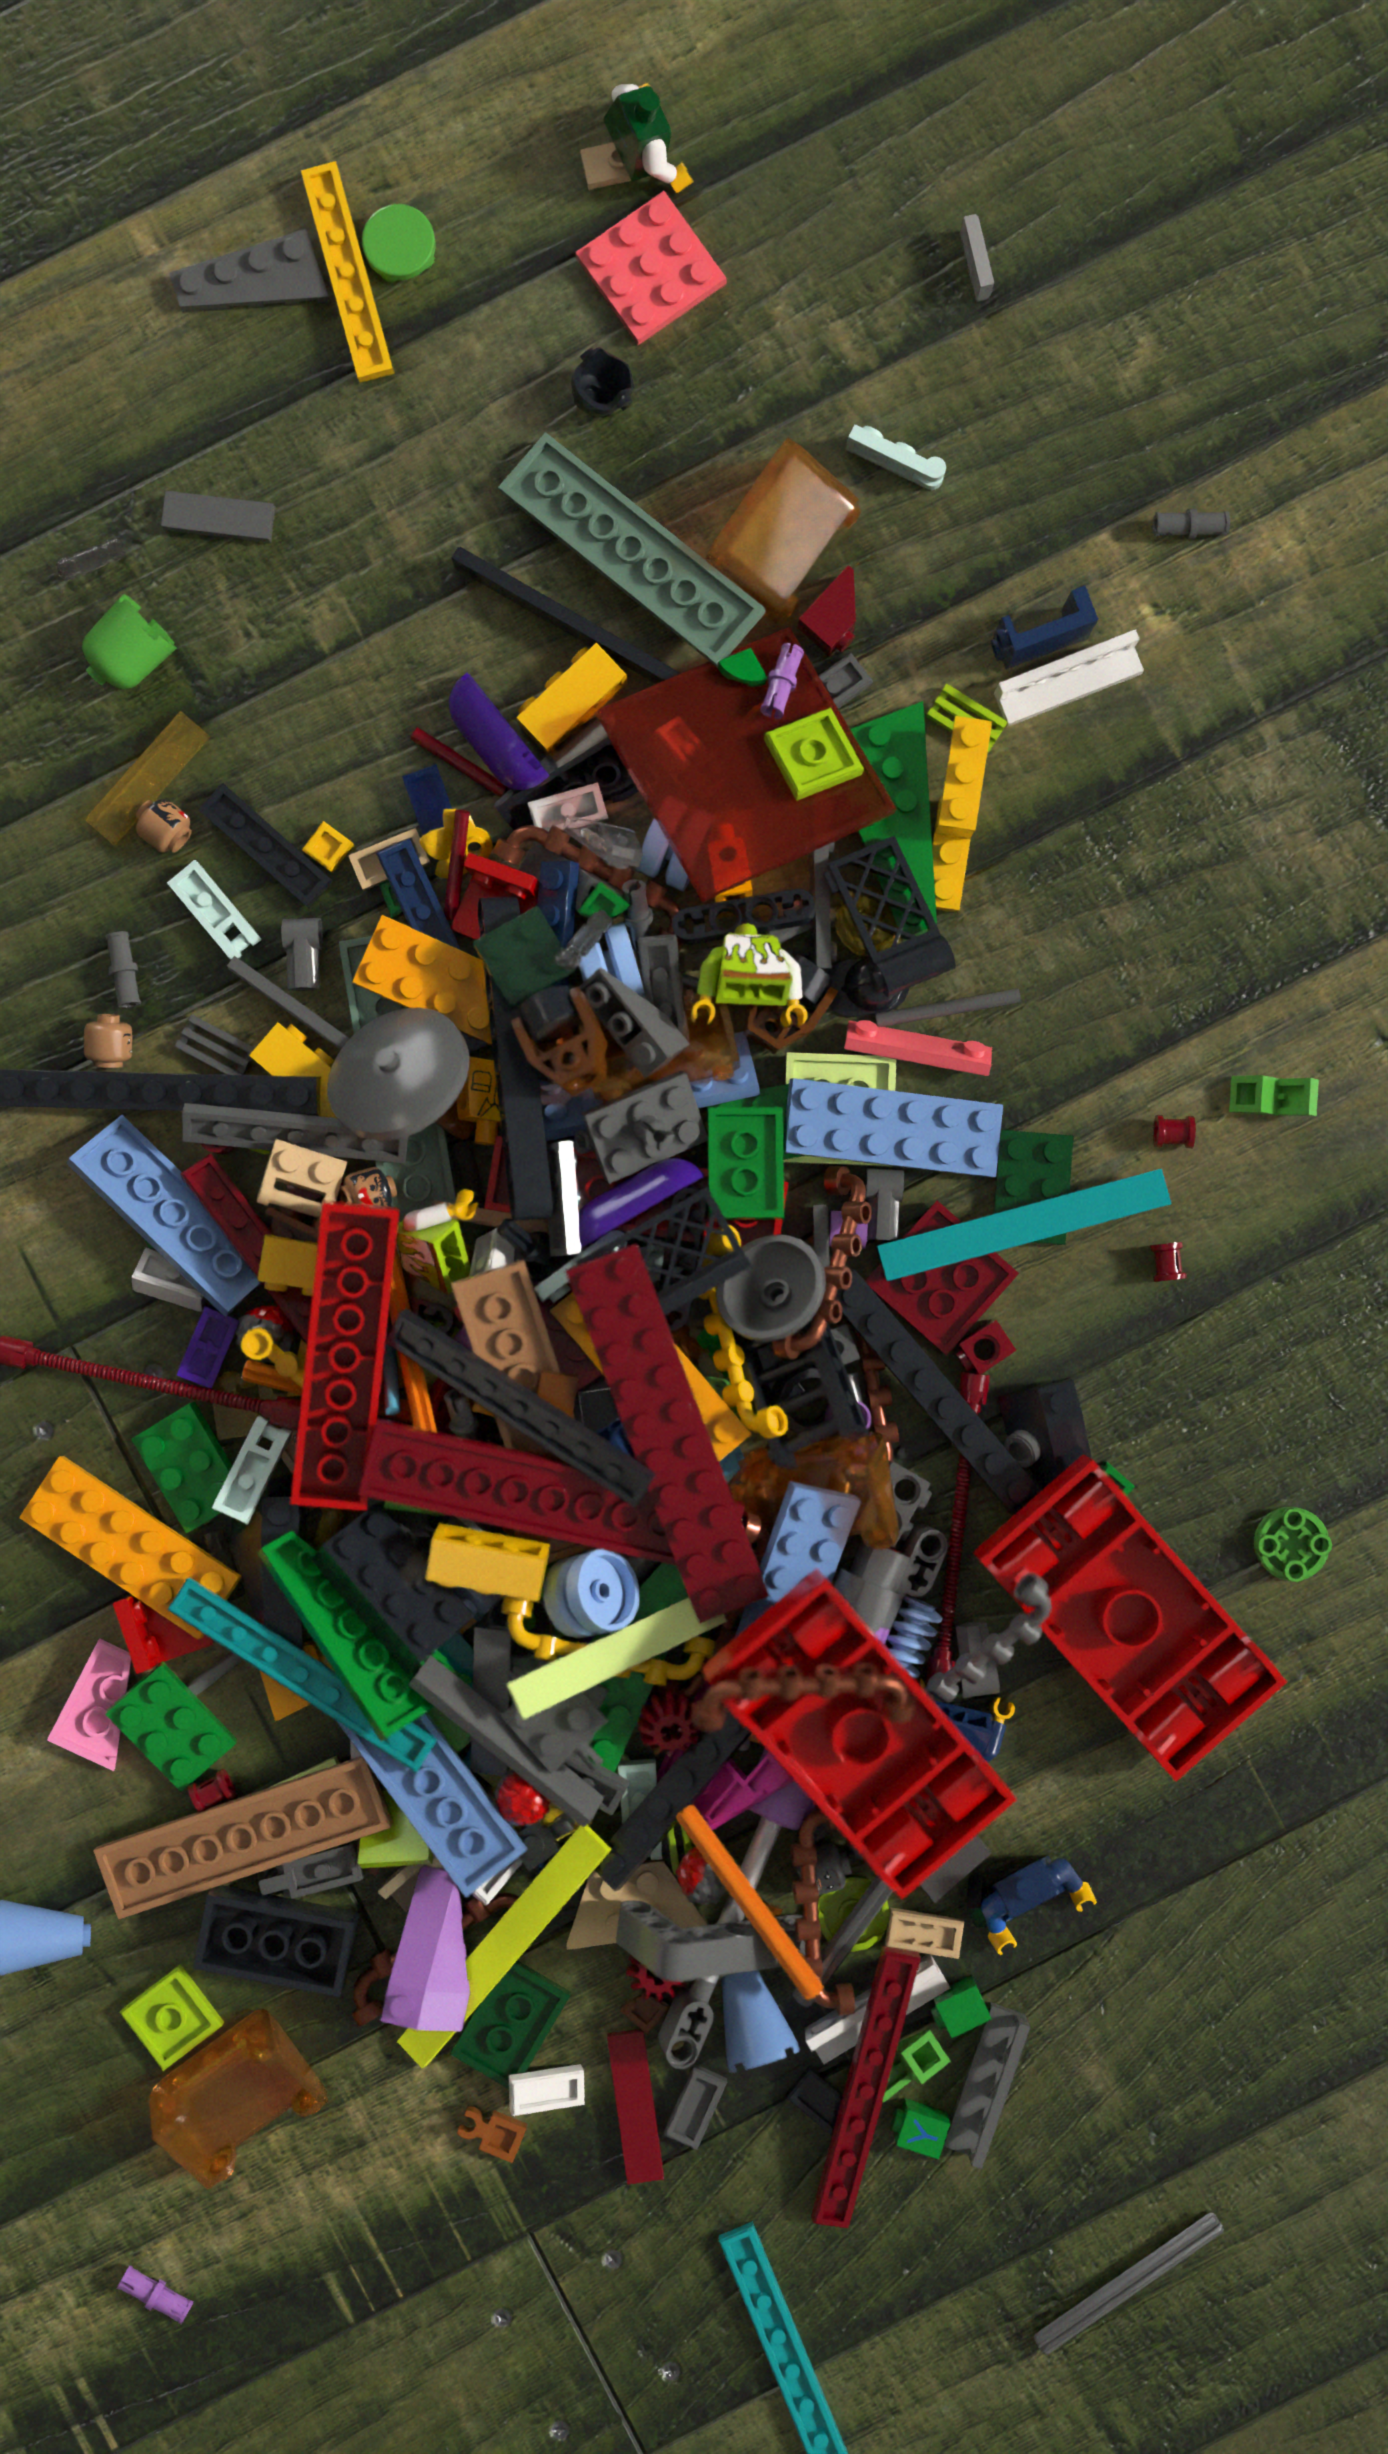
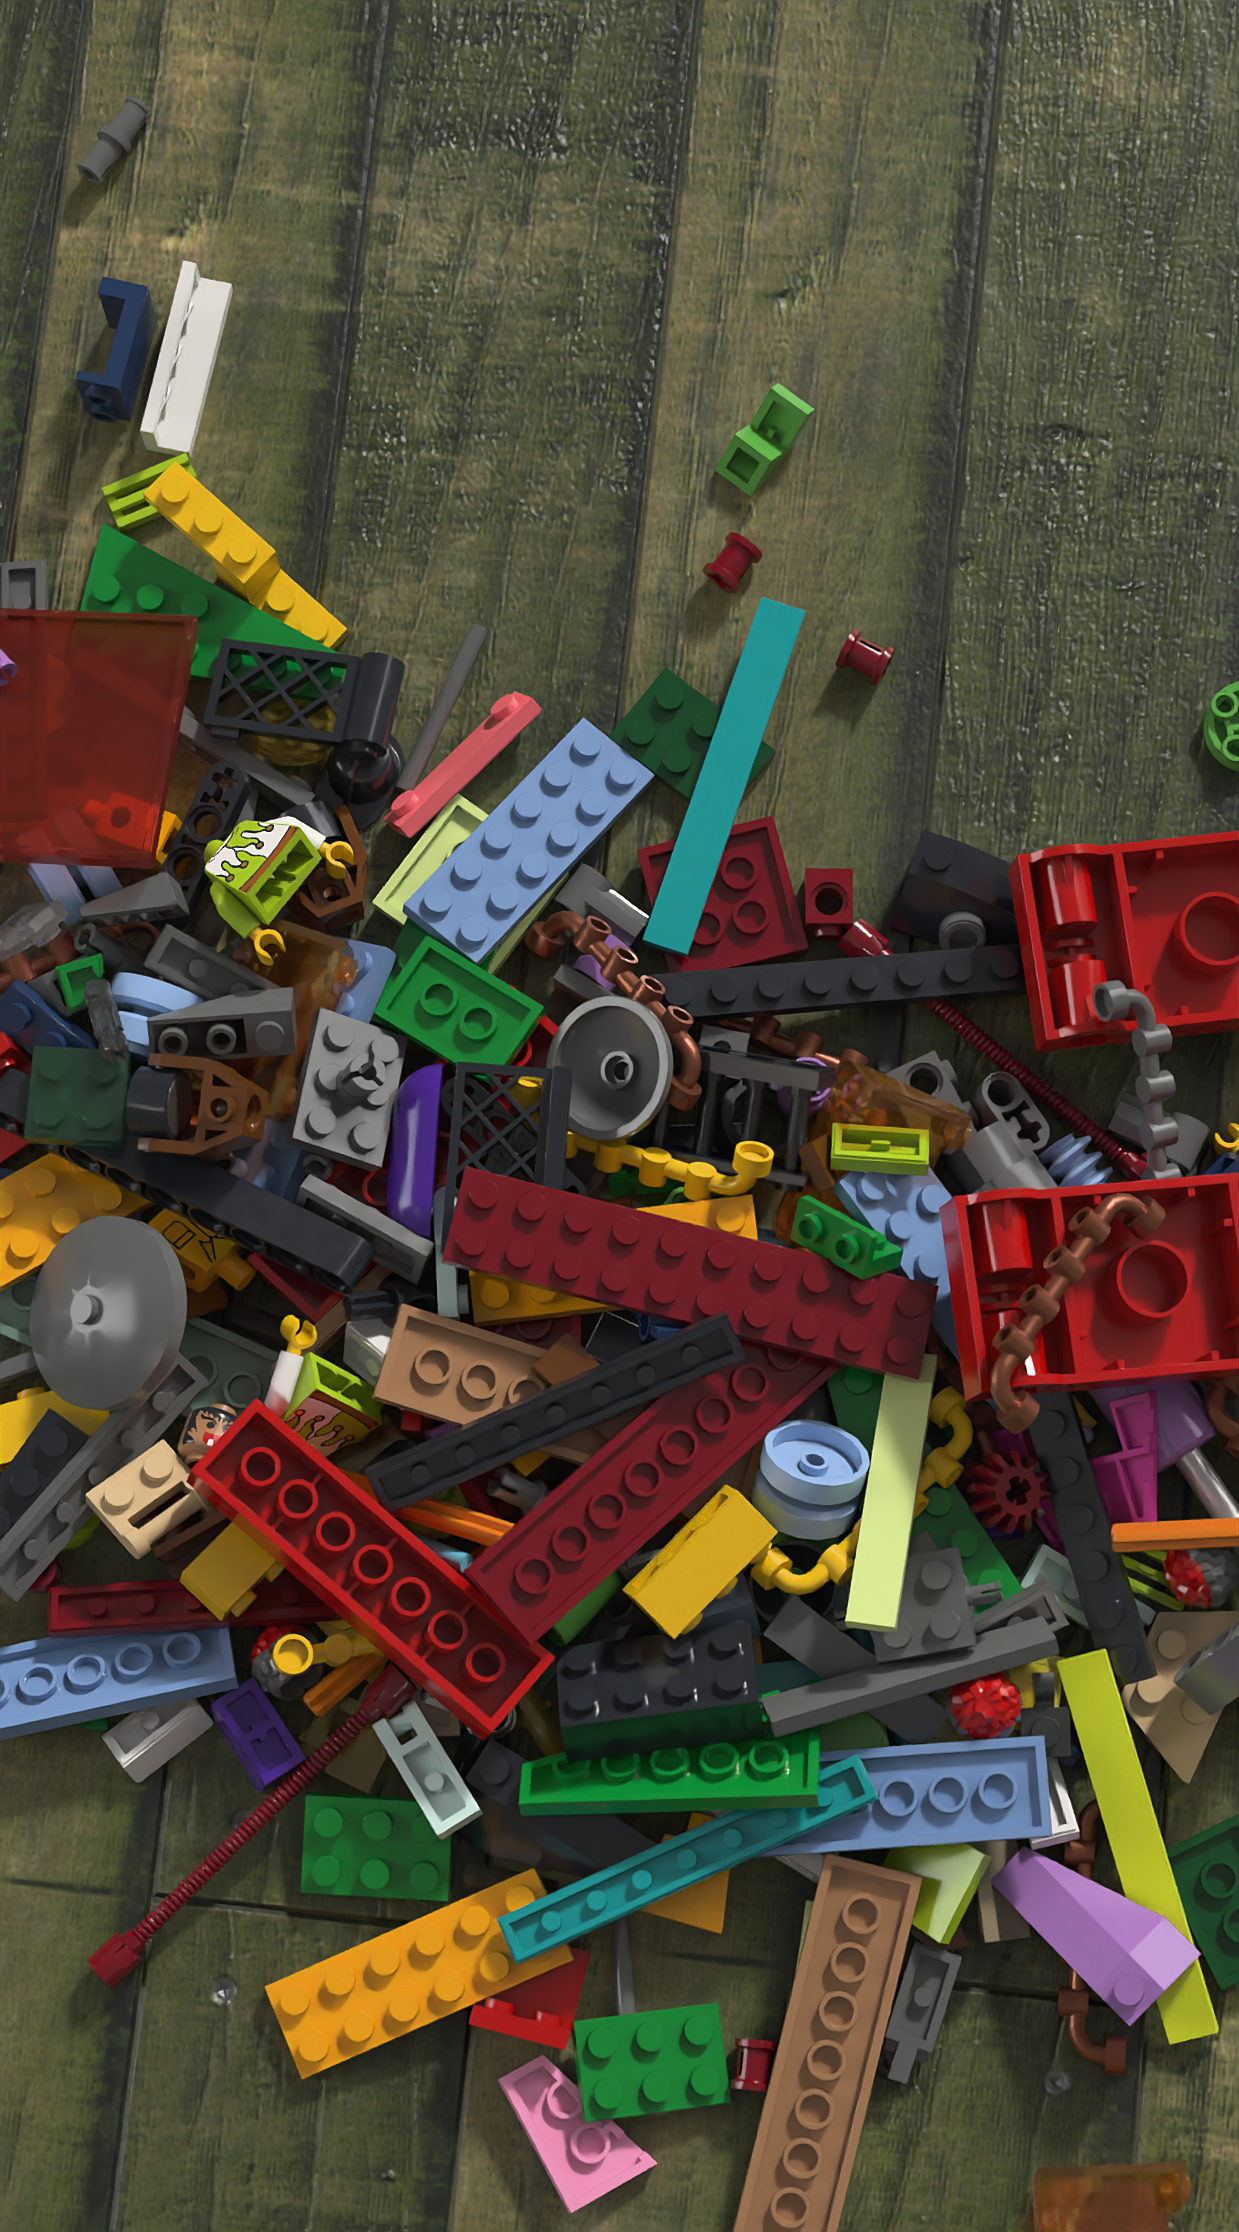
camera: 60 degrees left, 10 degrees down
(276, 1940) = (967, 2098): black brick -> none
(685, 913) = (144, 901): none -> dark grey slope
(758, 1515) = (843, 1239): none -> green bracket
(802, 1464) = (817, 1159): none -> reddish brown tile
(813, 754) = (79, 661): lime tile -> none
(830, 1500) = (883, 1153): none -> lime tile

